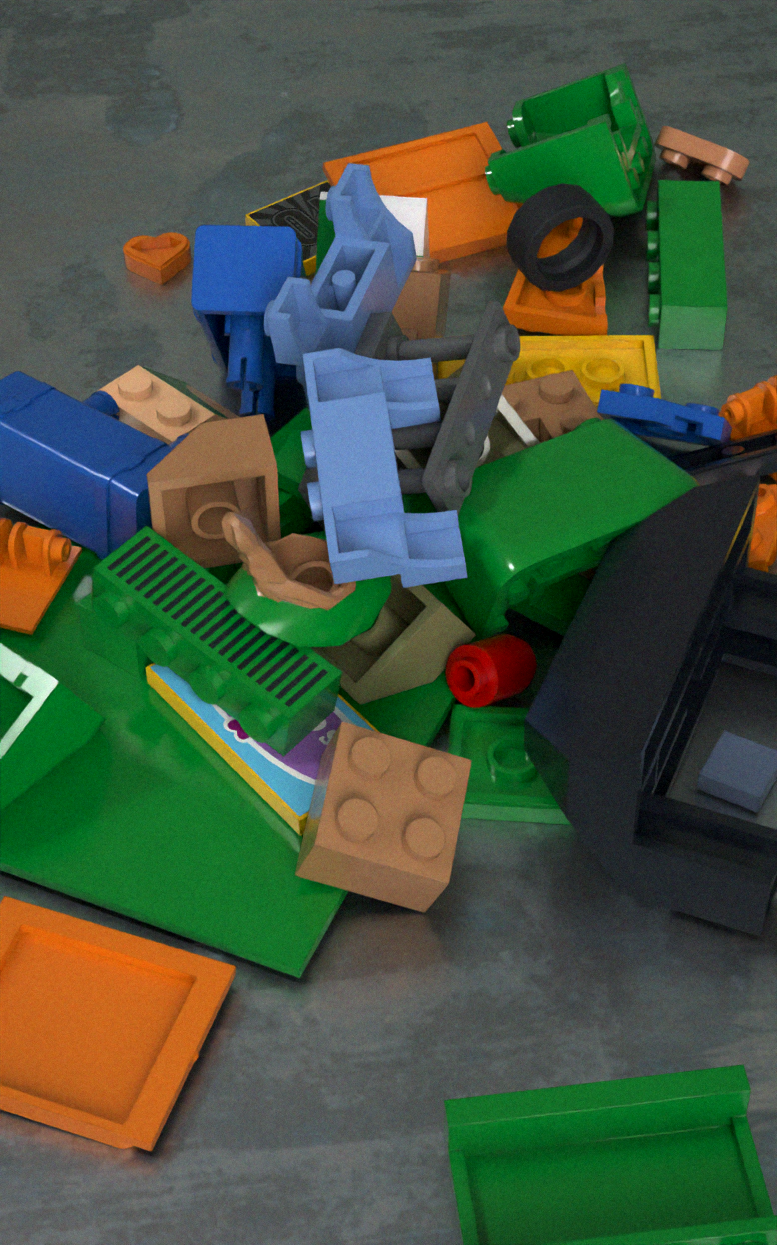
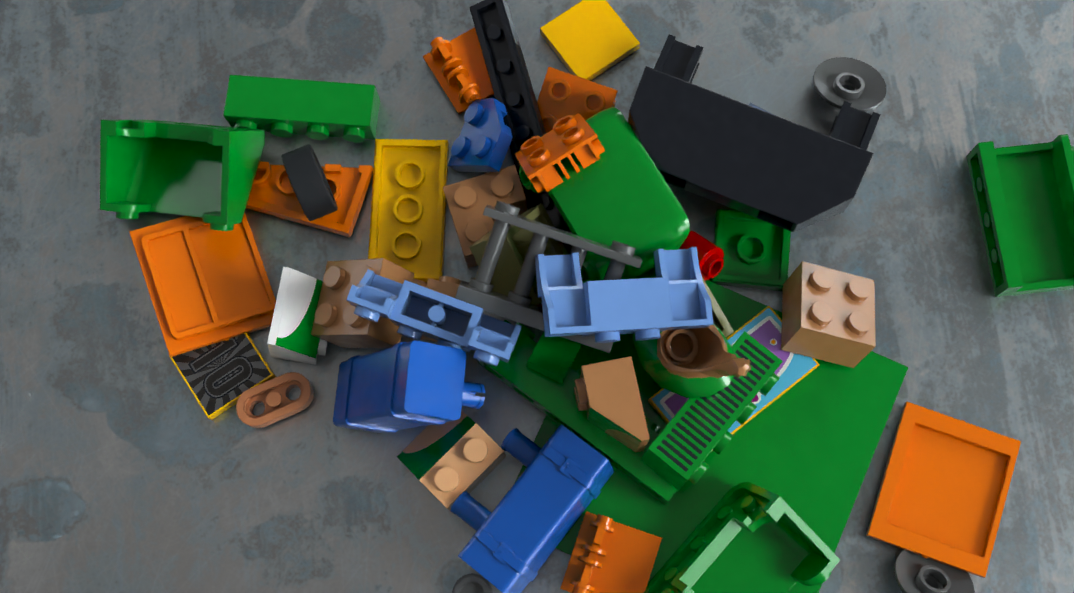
camera: 85 degrees left, 30 degrees up
(157, 257) = (246, 484): orange tile -> none
(609, 432) = (541, 153): none -> orange hinge
(718, 162) = (164, 96): nougat plate -> none

